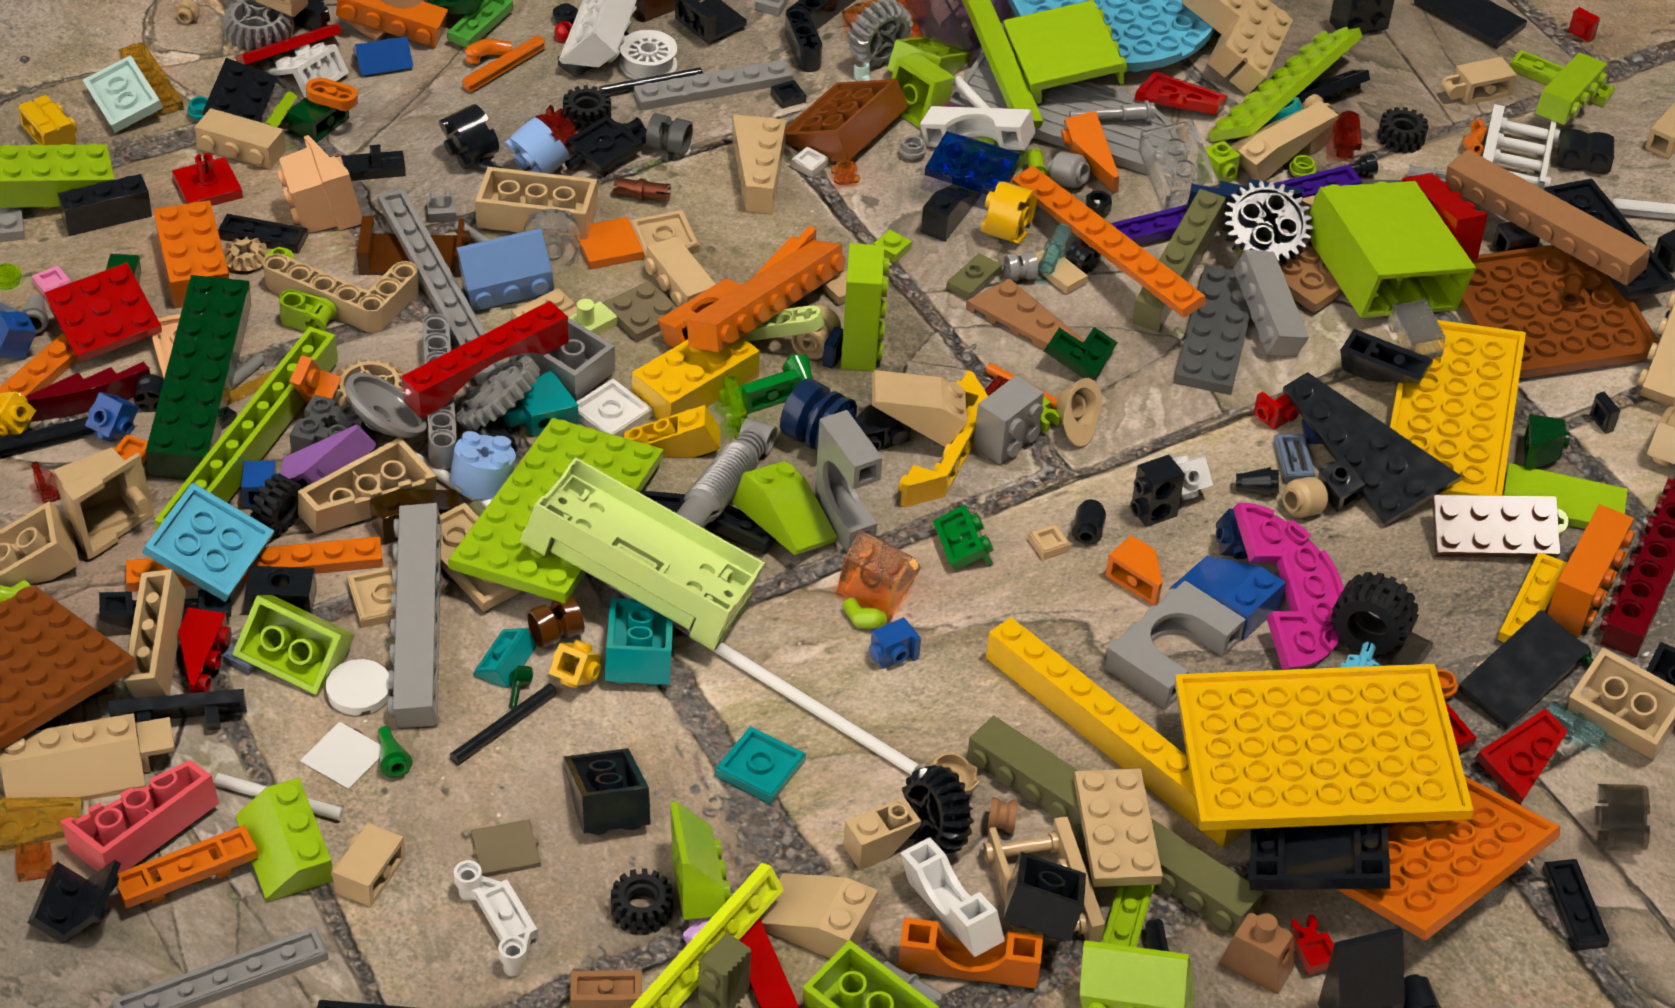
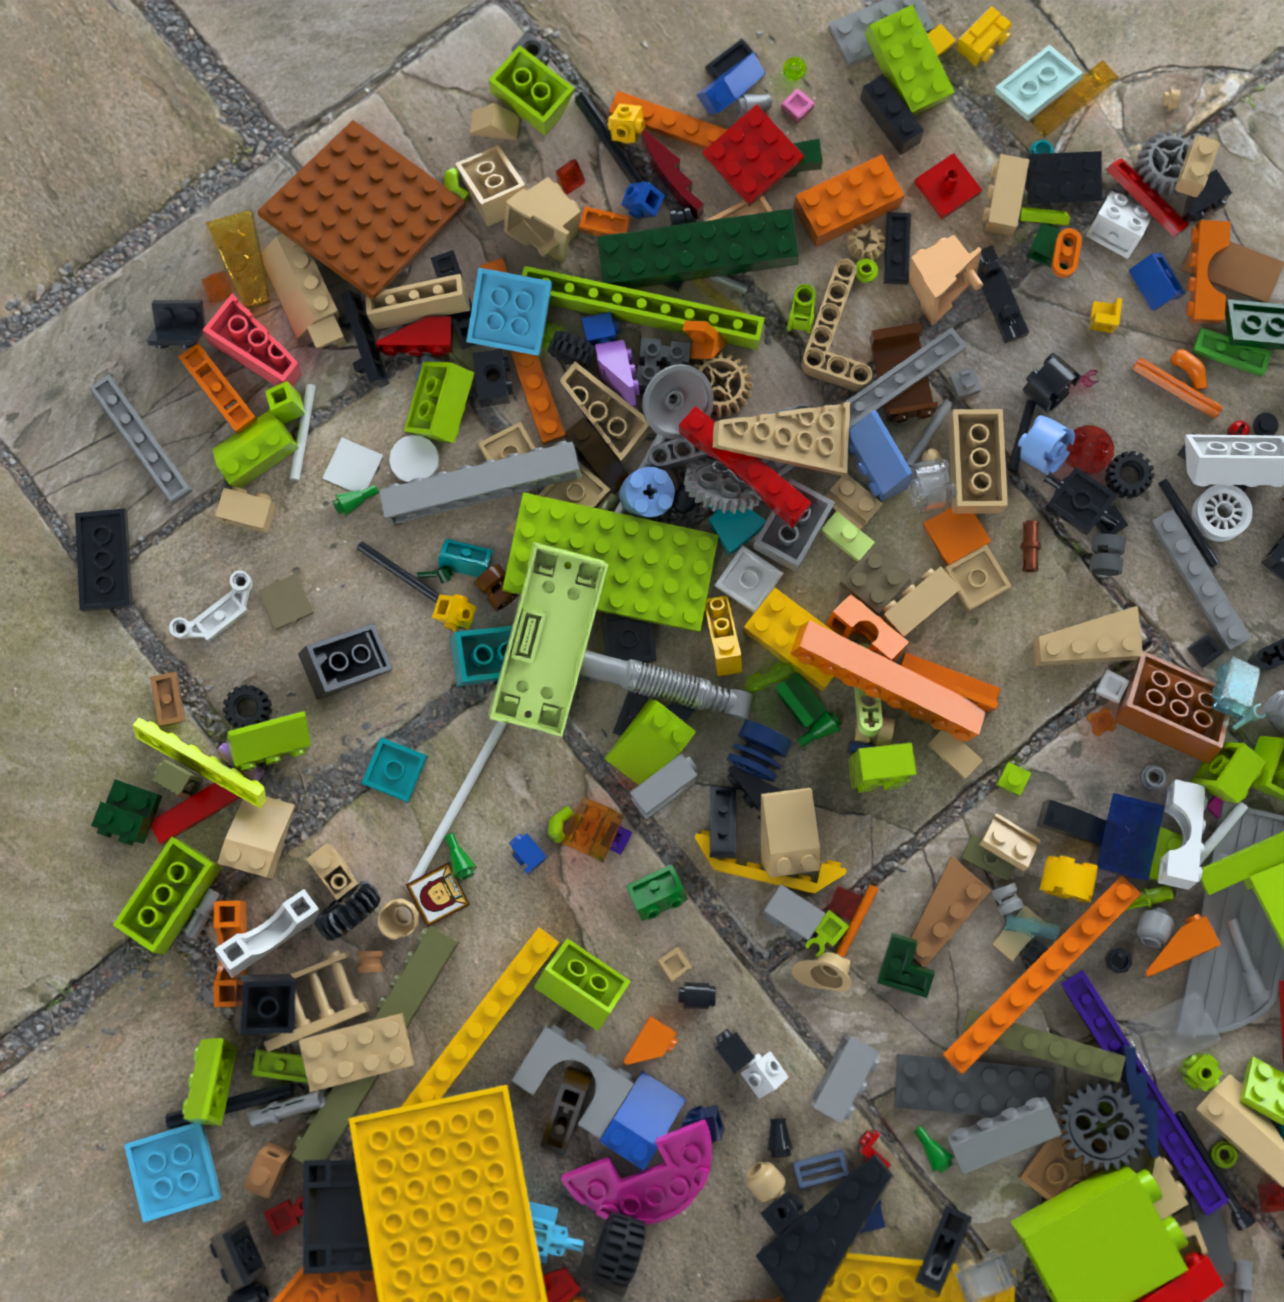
camera: 85 degrees right, 35 degrees up
(234, 789) = (285, 402): none -> lime brick
(408, 93) = (1105, 316): none -> yellow panel
(467, 312) = (797, 437): none -> tan wing
(835, 70) = (1235, 687): none -> clear light blue brick
(895, 710) = (461, 863): none -> green cone
(909, 459) = (722, 822): none -> black tile
(926, 741) = (437, 894): none -> sticker
(960, 254) = (1010, 842): none -> tan plate
(1071, 614) = (582, 984): none -> lime slope
(1182, 932) = (278, 1111): none -> light grey pin
(1197, 409) = (844, 1078): none -> light grey brick
(1200, 647) = (566, 1110): none -> dark brown slope
(1289, 362) = (937, 1156): none -> green cone

